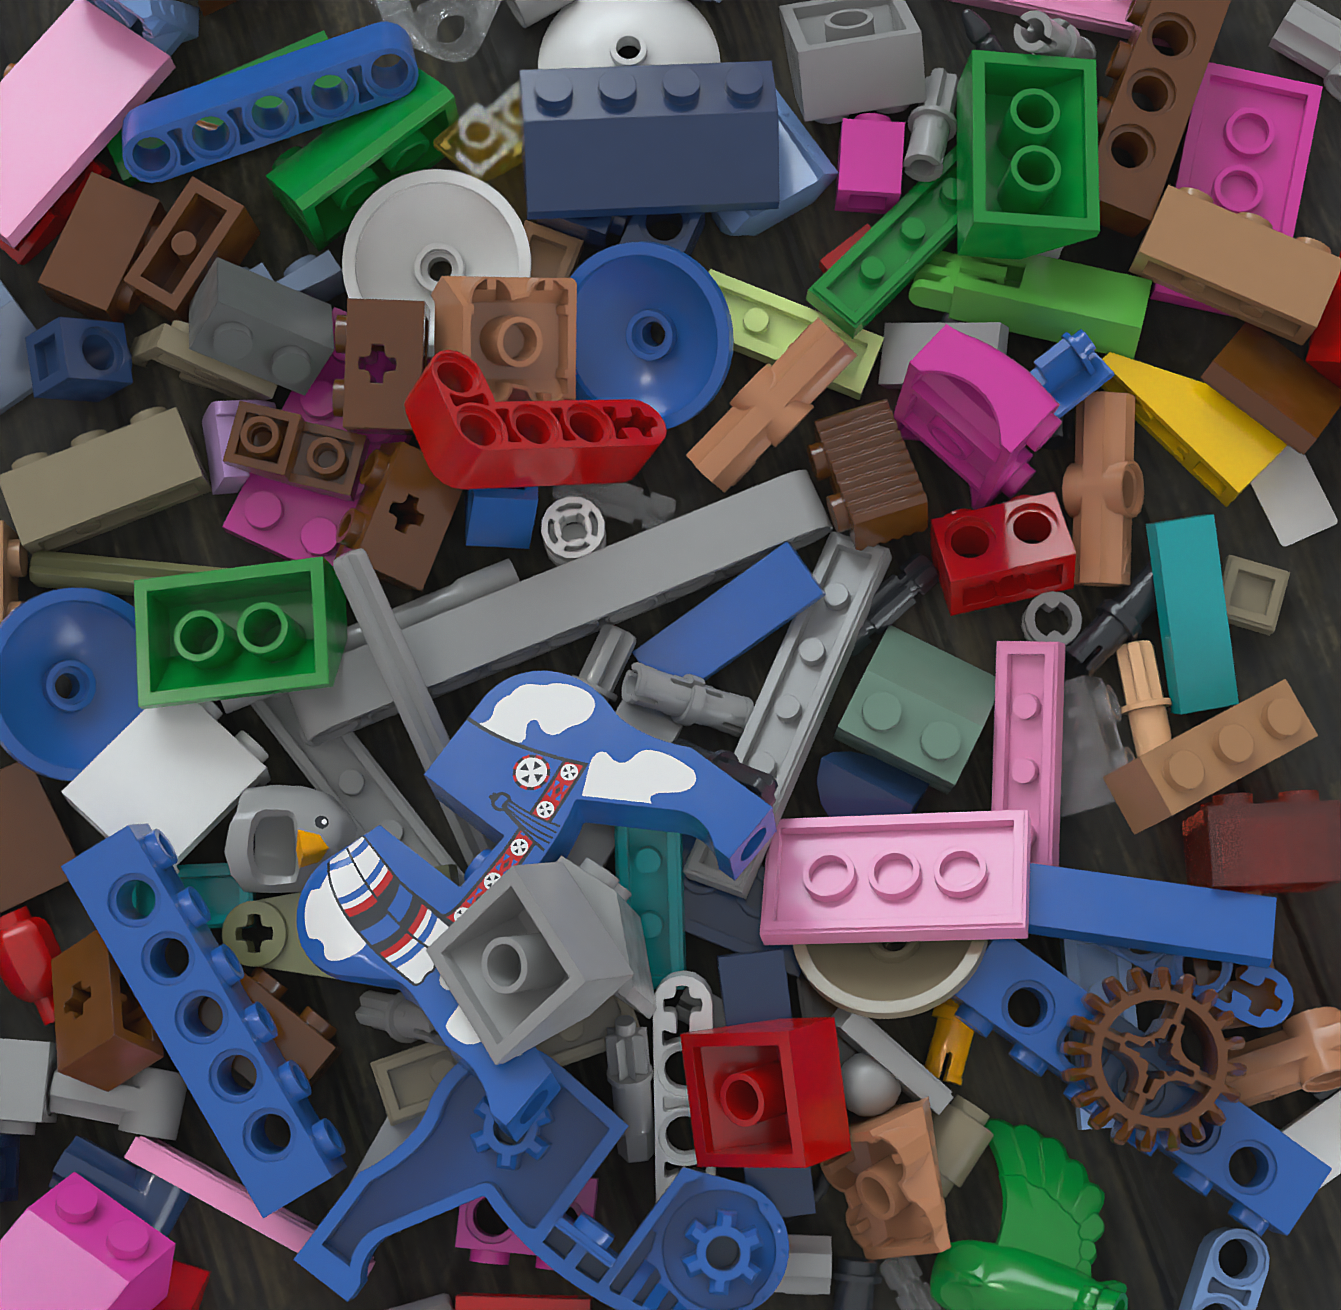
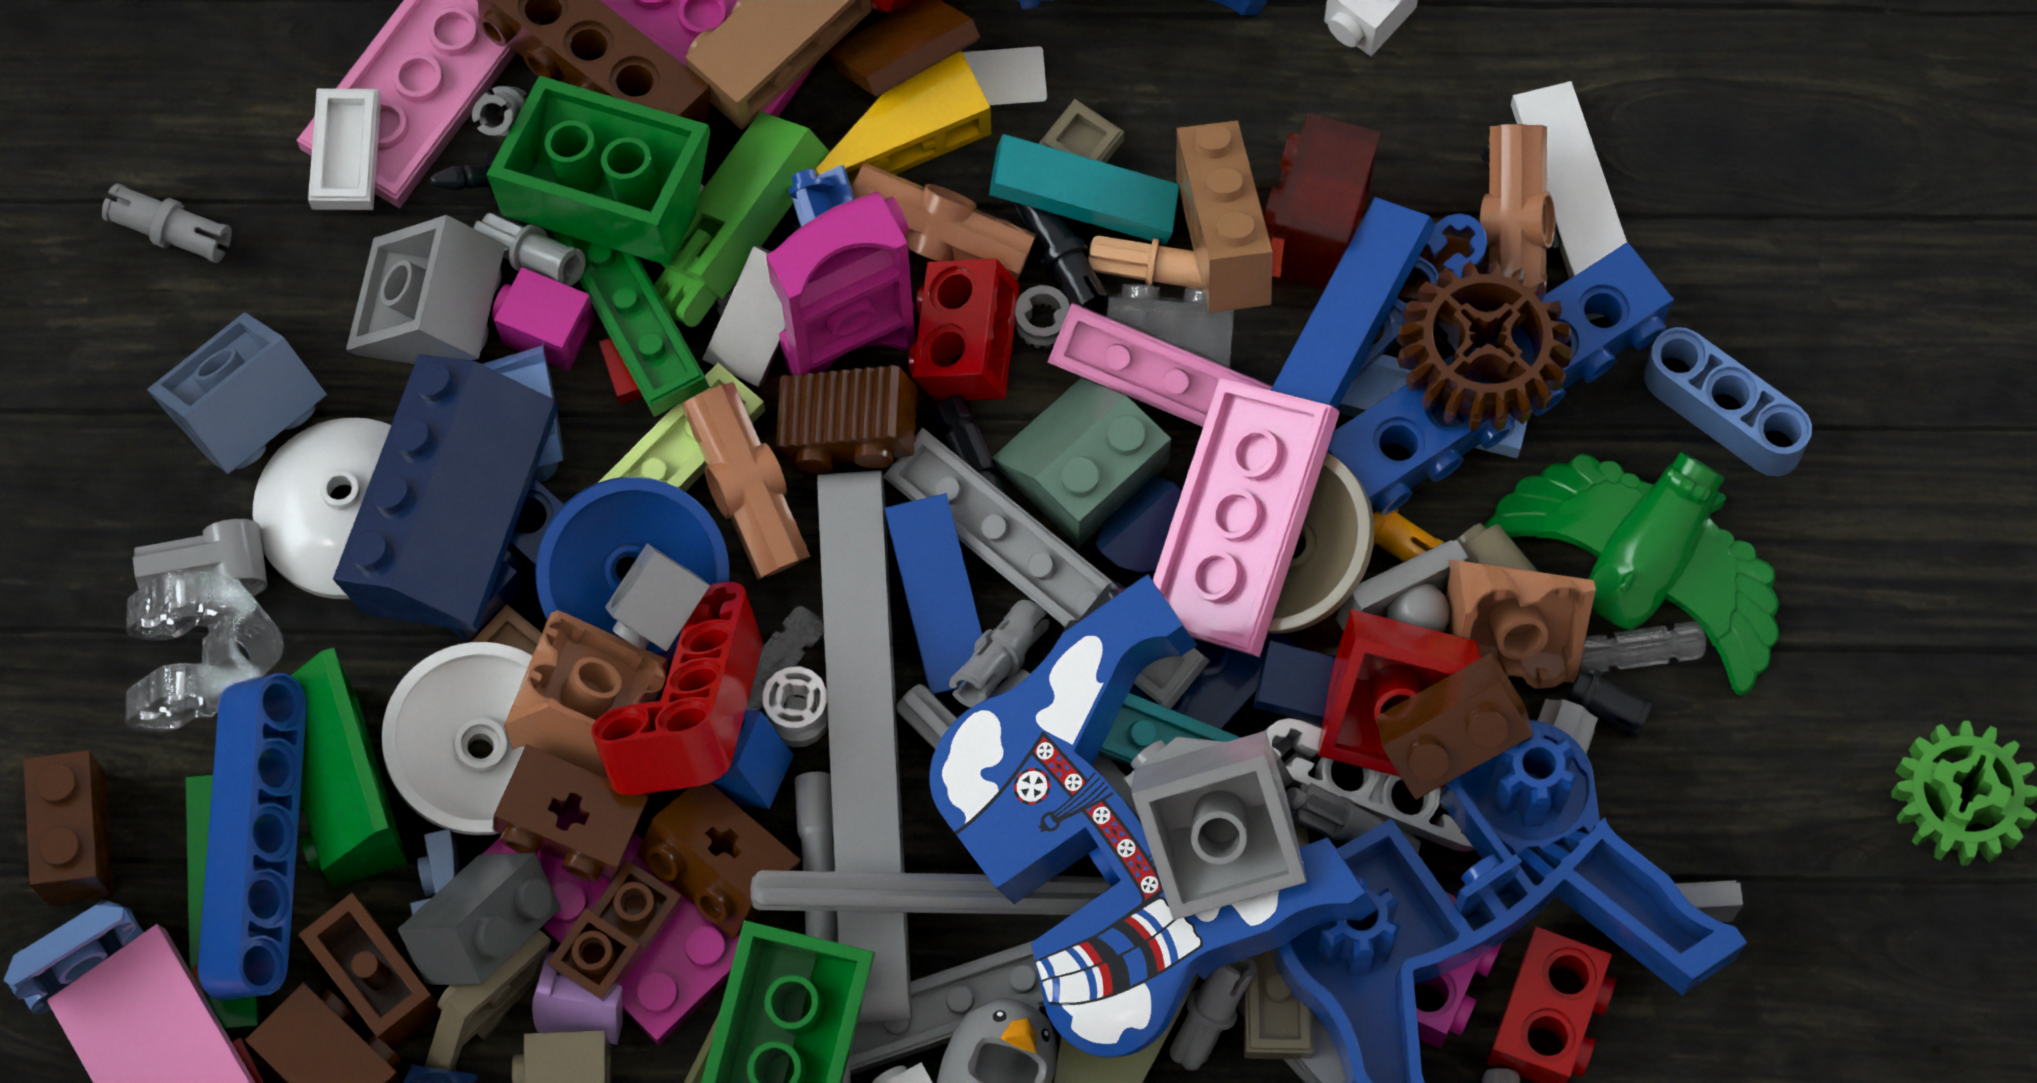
camera: 70 degrees left, 10 degrees down
(485, 140) = (369, 647): clear yellow slope -> none
(618, 366) = (655, 600): none -> light grey brick
(736, 1157) = (1453, 726): none -> reddish brown brick

